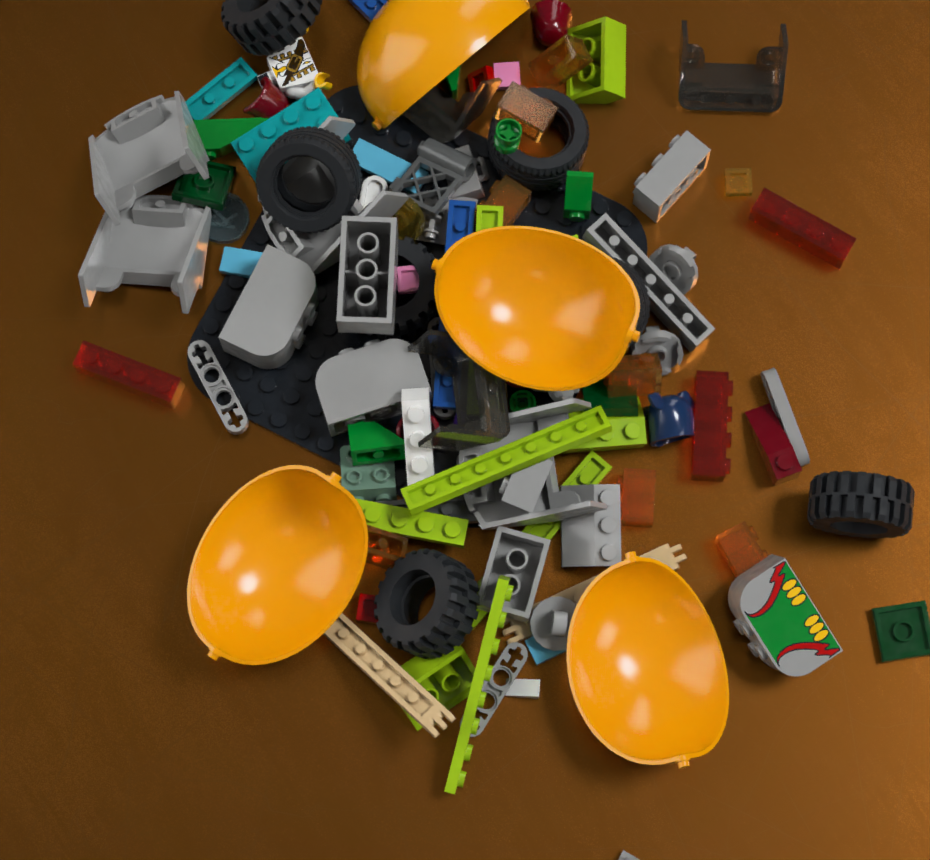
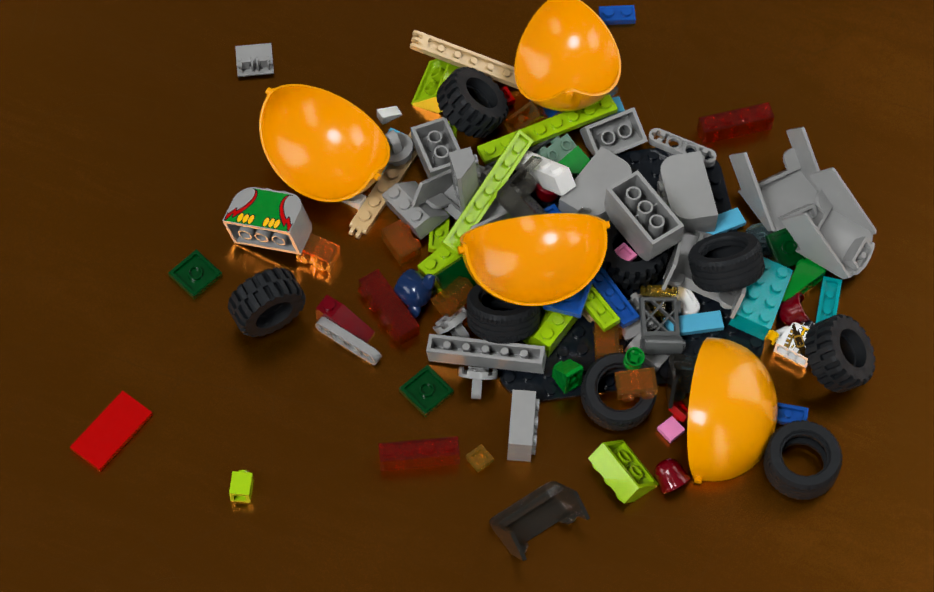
camera: 140 degrees right, 15 degrees down
(138, 630) = (617, 14): none -> blue plate
(277, 447) = (614, 133): none -> light grey slope
(482, 673) = (414, 87): lime plate -> none
(497, 691) = (404, 100): light grey beam -> none
(560, 62) = (643, 447): clear orange brick -> none
(737, 302) = (426, 390): none -> dark green tile

